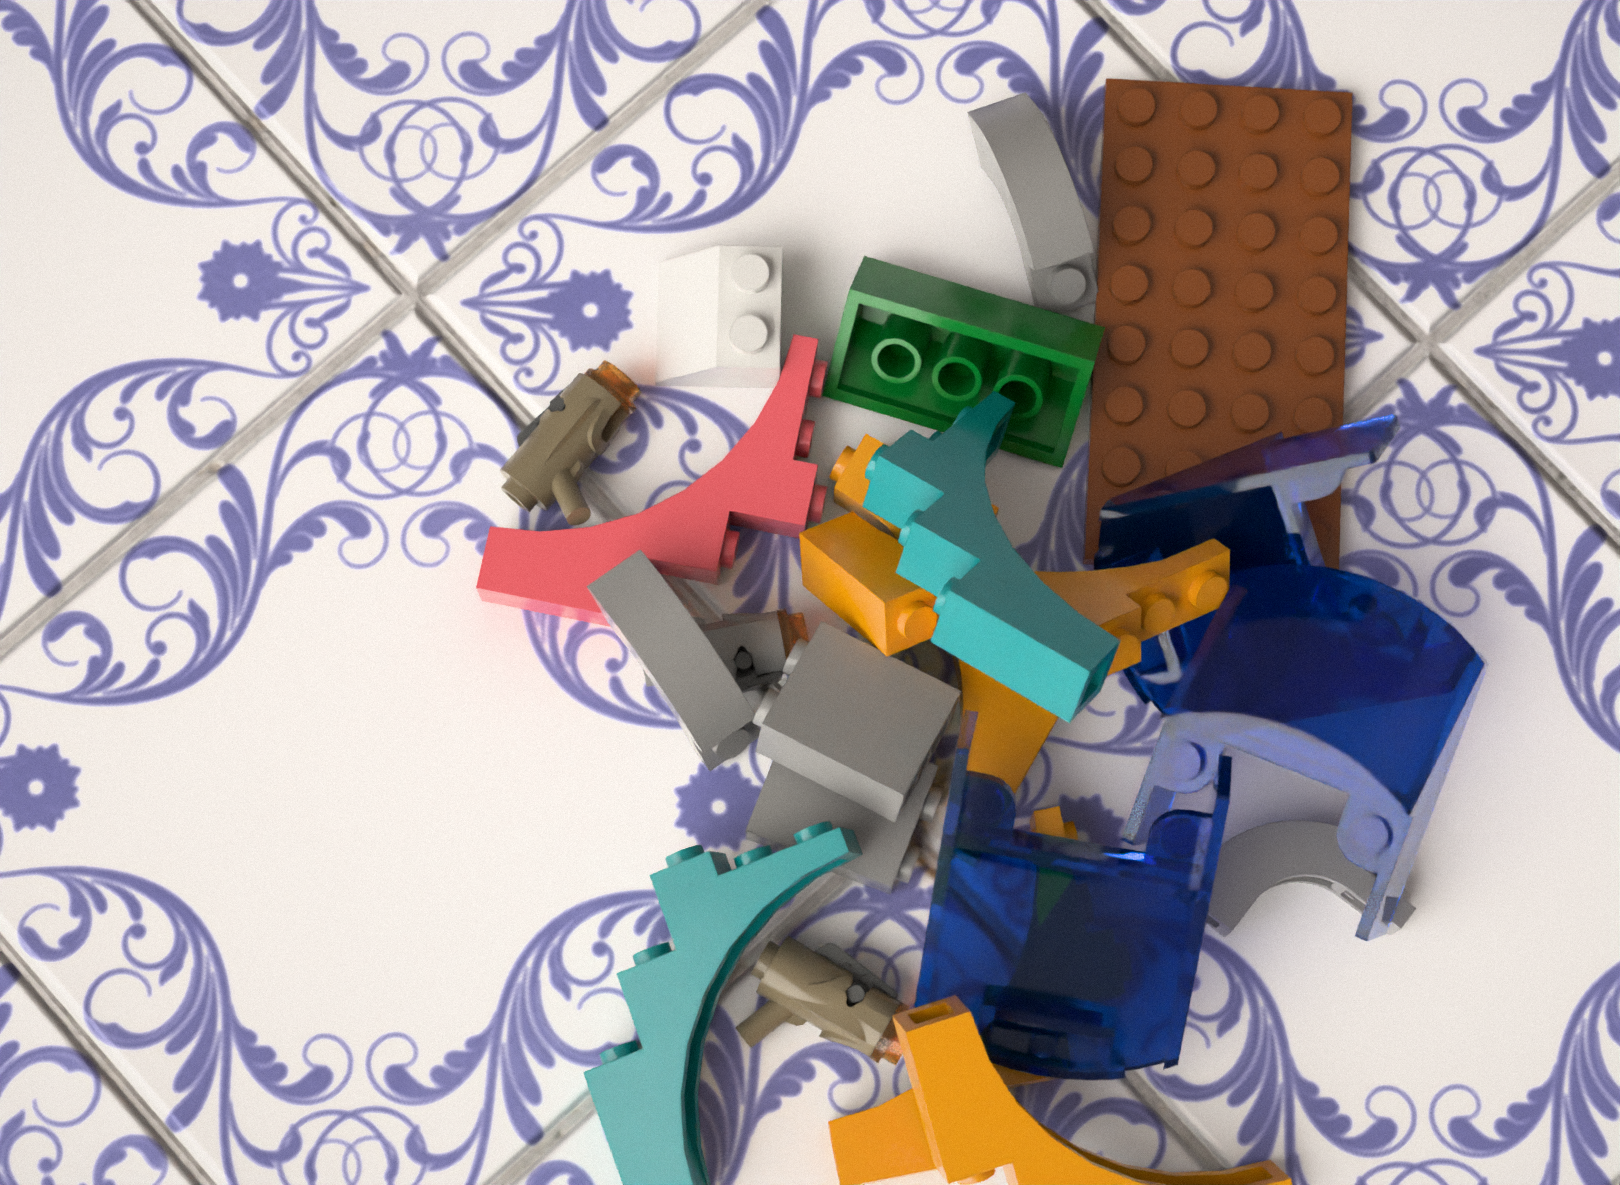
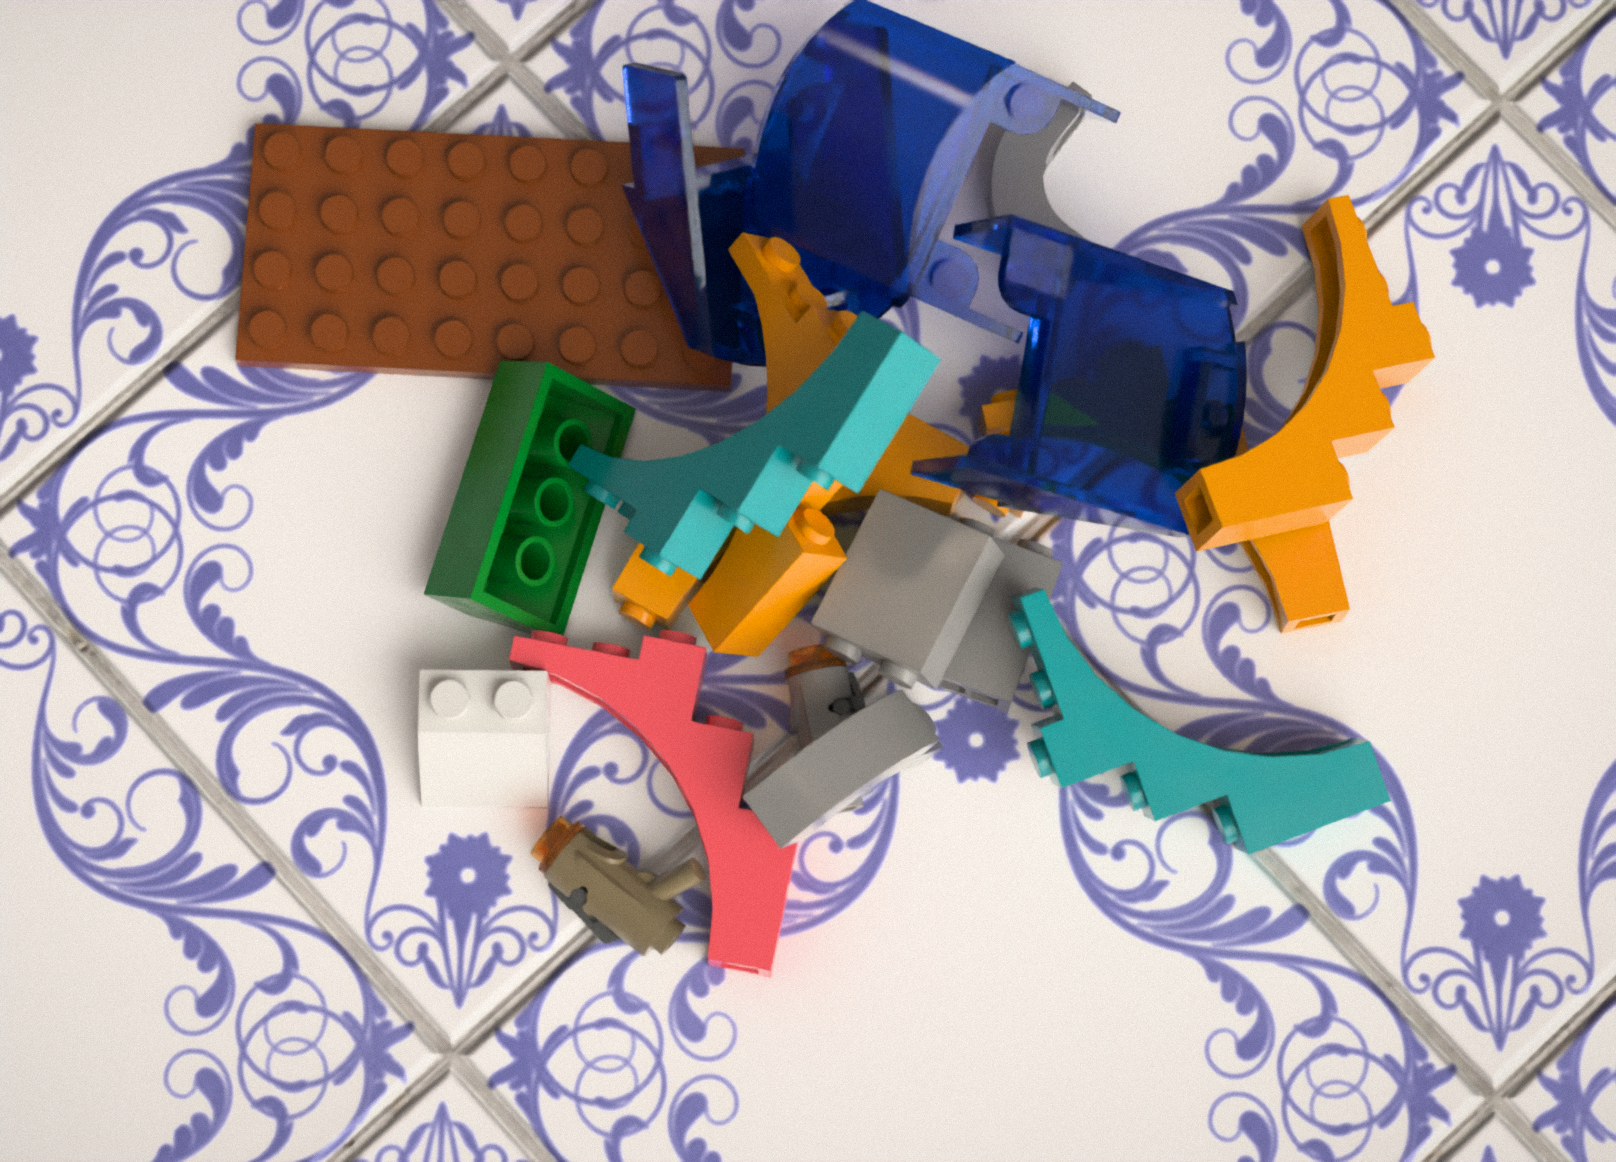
camera: 90 degrees left, 0 degrees up
(827, 992) = (1162, 624): dark tan piece -> none
(1040, 199) = (362, 420): light grey arch -> none

